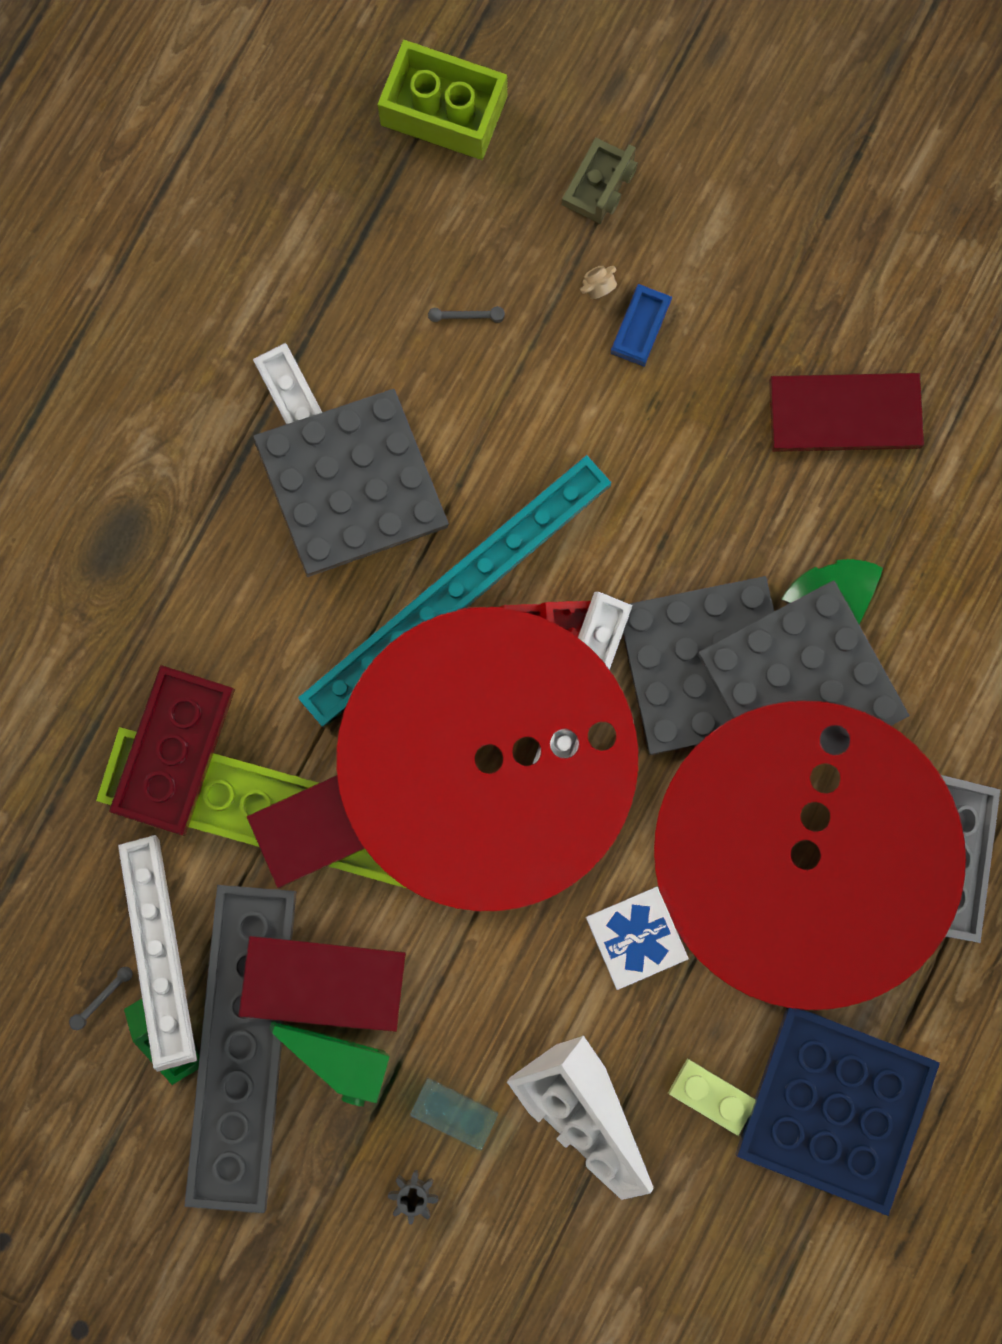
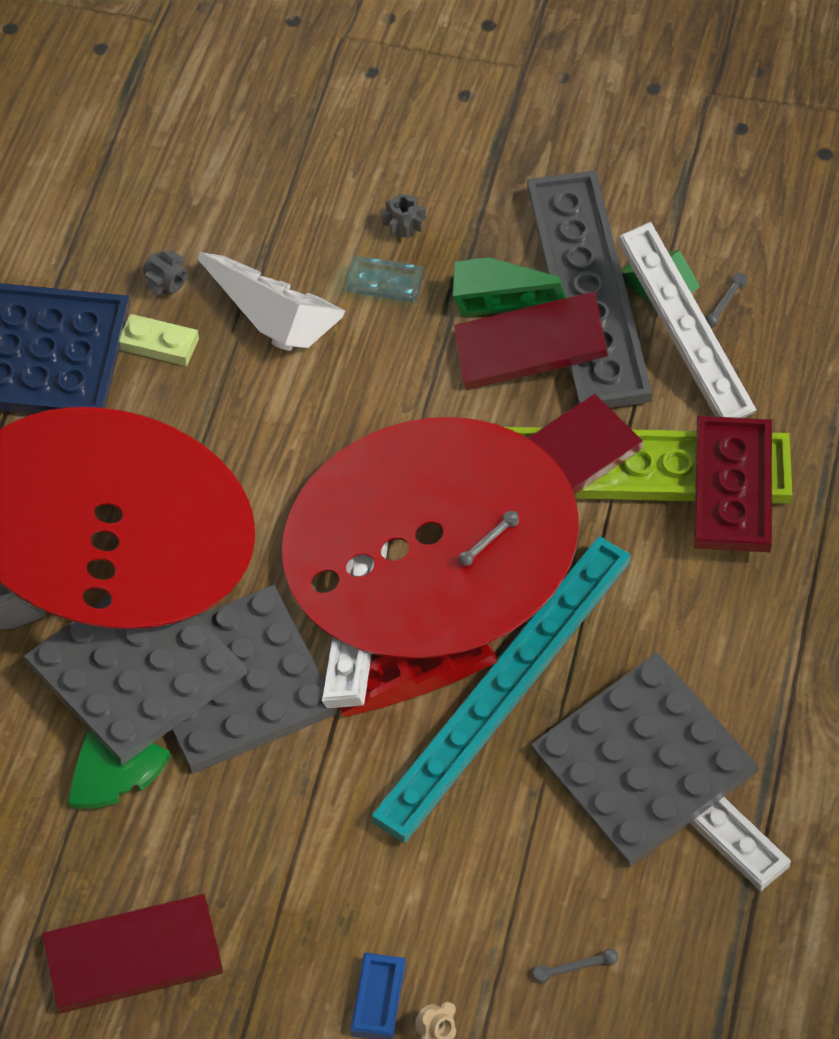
camera: 165 degrees right, 25 degrees down
(407, 743) = (510, 518): none -> dark grey hinge
(637, 938) = (253, 440): white tile -> none
(692, 1180) = (165, 272): none -> dark grey gear

